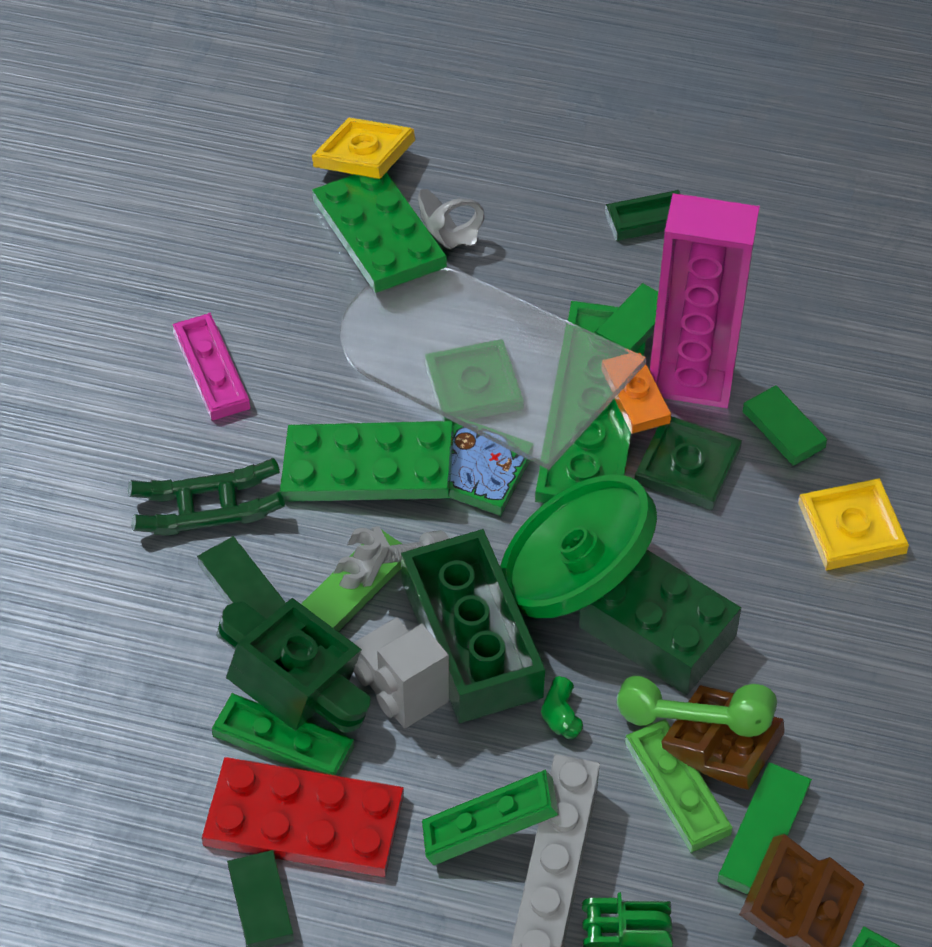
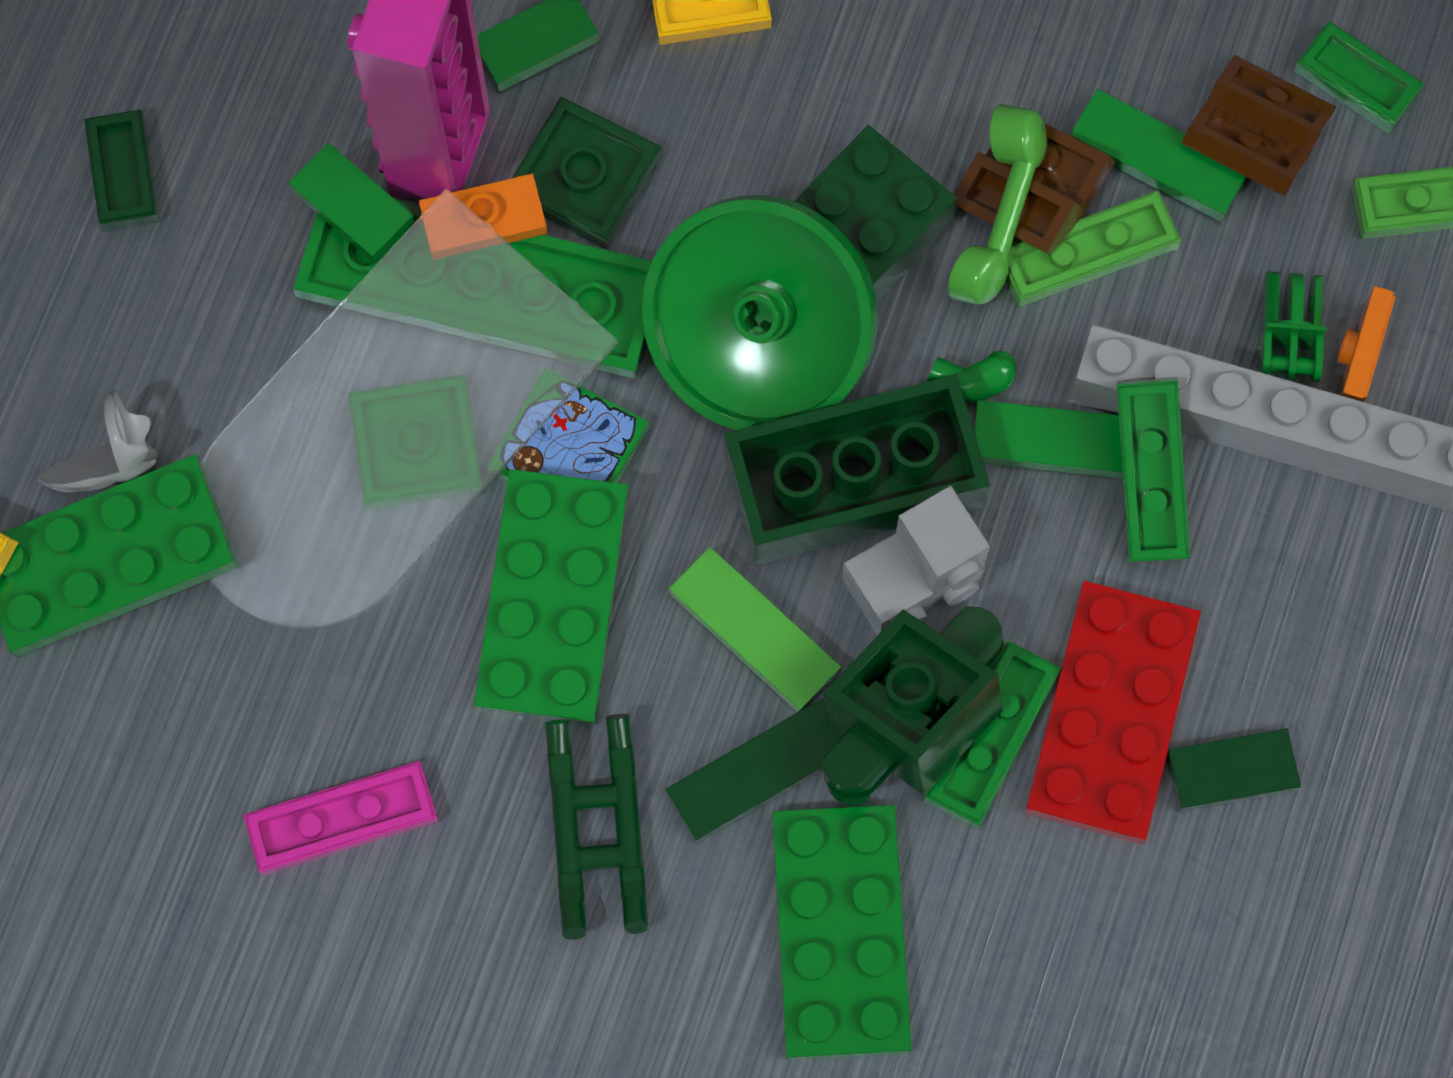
camera: 85 degrees left, 20 degrees up
(133, 650) = (841, 933): none -> green plate
(374, 553) = (746, 585): light grey bar -> none
(517, 751) = (1049, 439): none -> green tile

